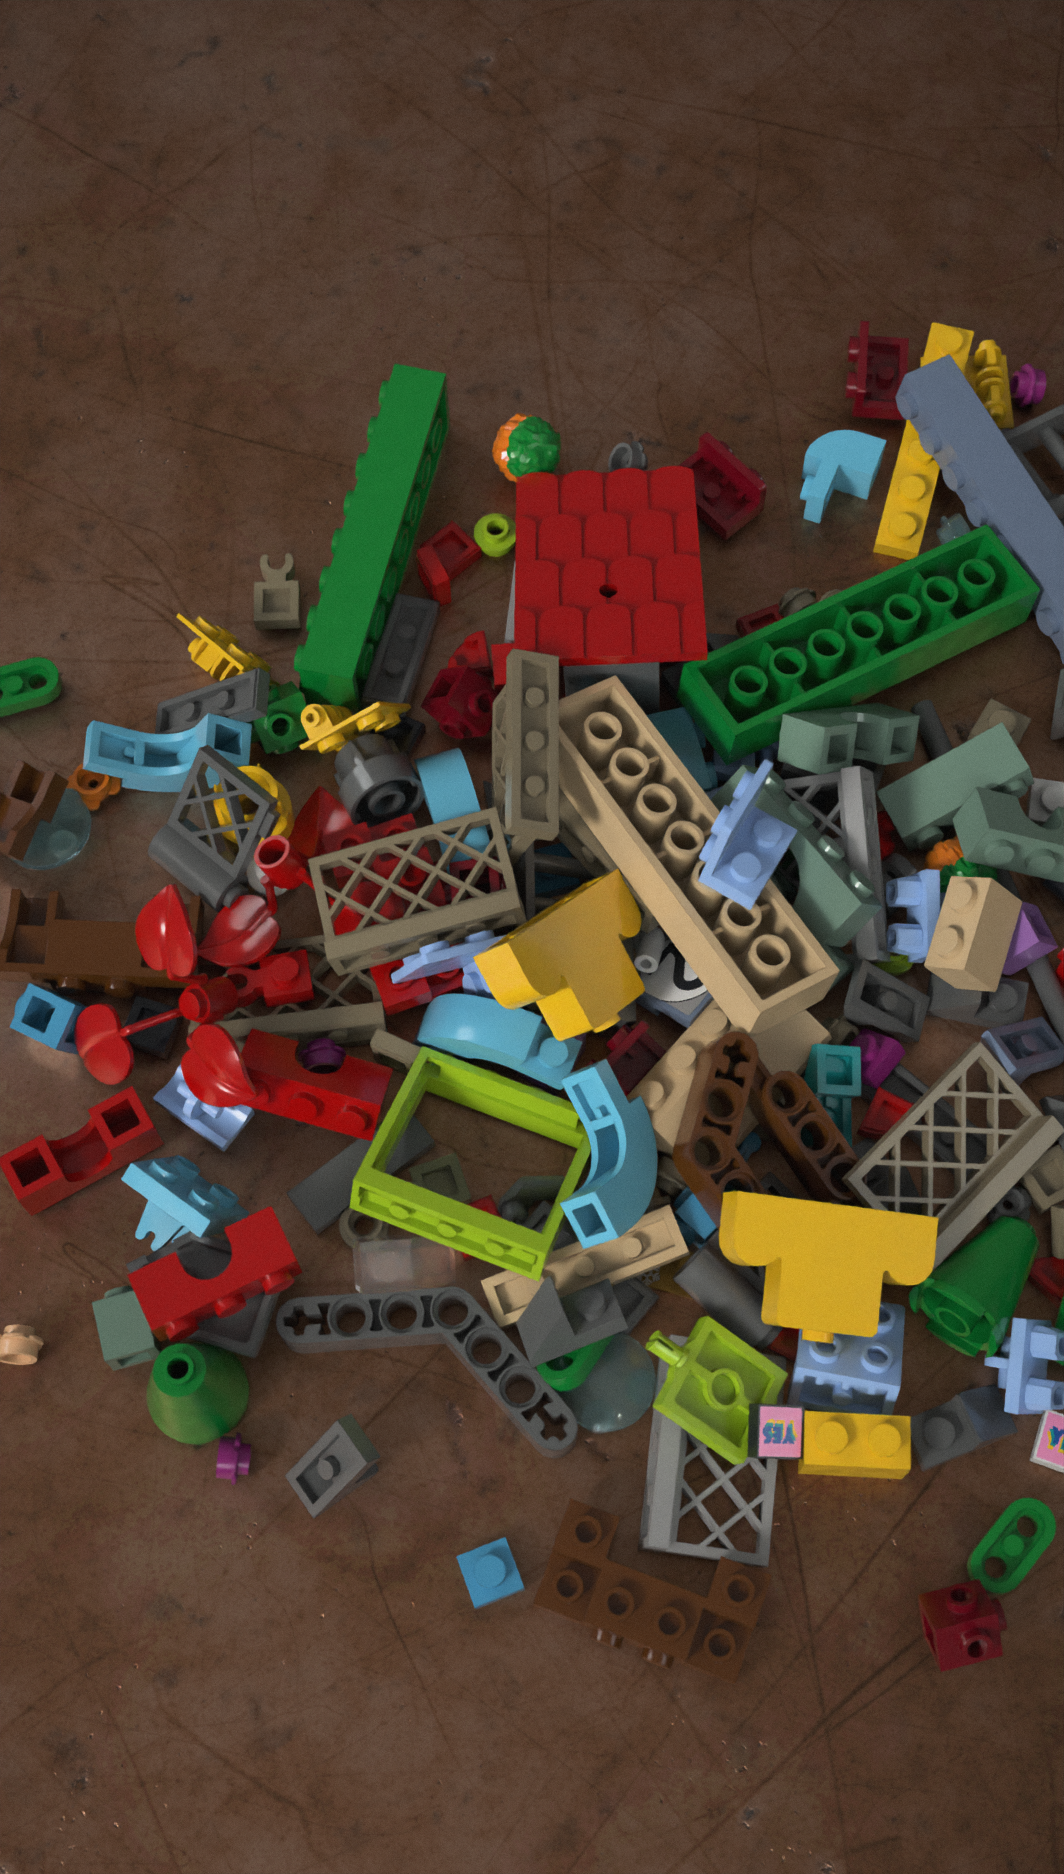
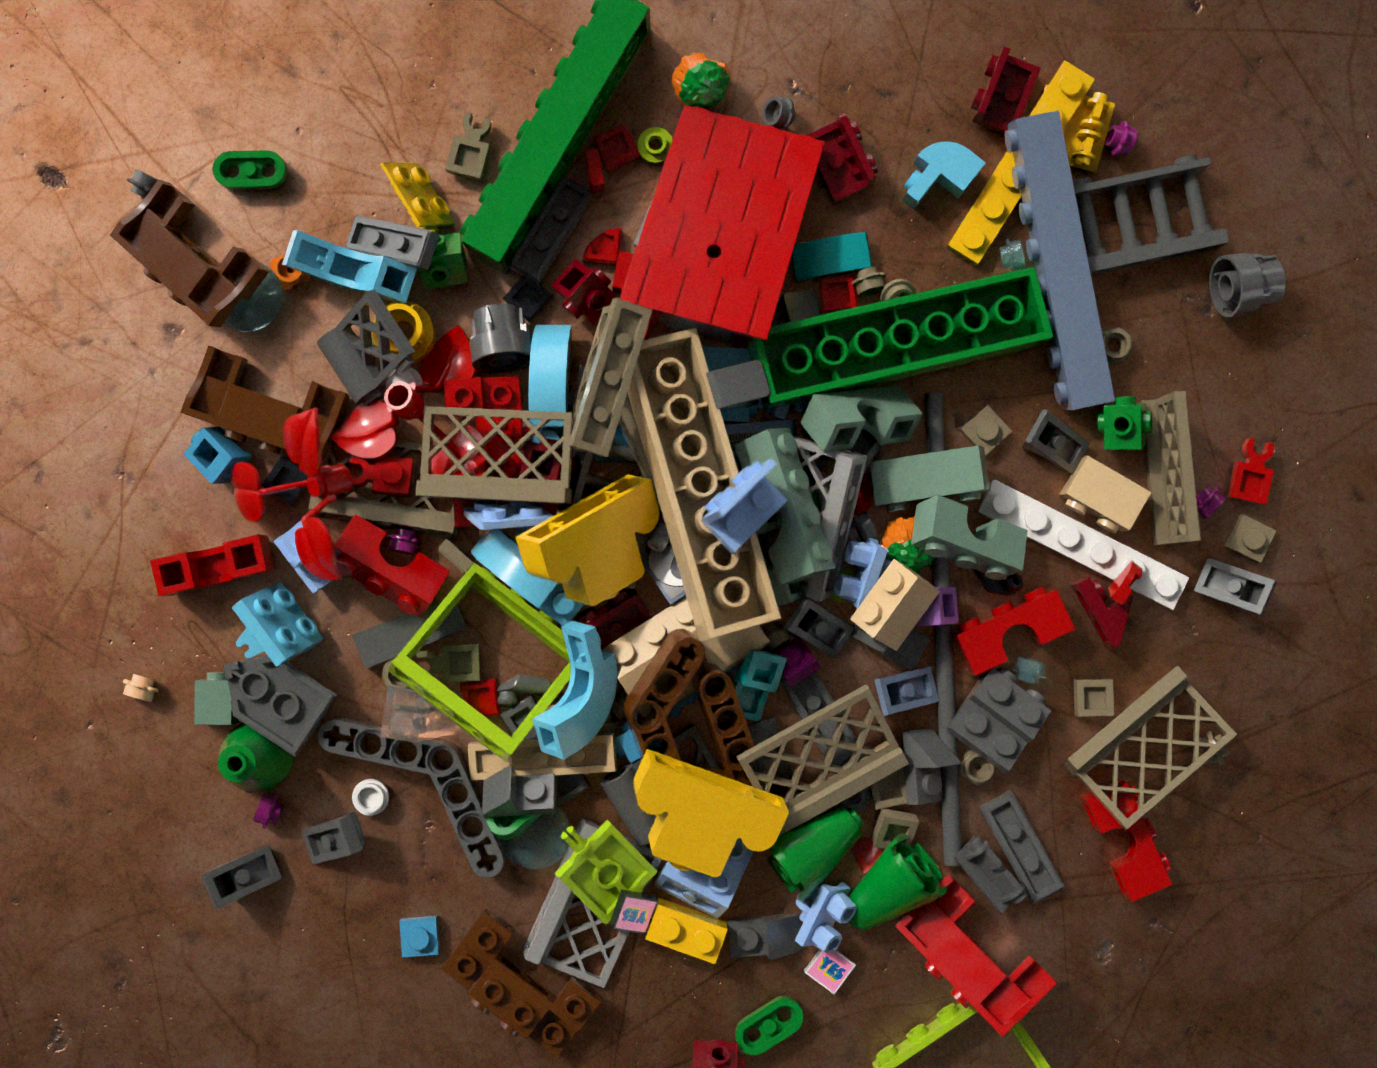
camera: 15 degrees right, 20 degrees up
(178, 1301) = (247, 704): red arch -> none
(220, 1555) = (241, 876): none -> dark grey slope
(334, 726) = (484, 286): yellow hinge -> none
(368, 1399) = (370, 797): none -> white plate
(691, 728) = (738, 385): none -> dark grey slope
(744, 590) = (832, 256): none -> teal slope
(882, 1114) = (790, 708): red tile -> none

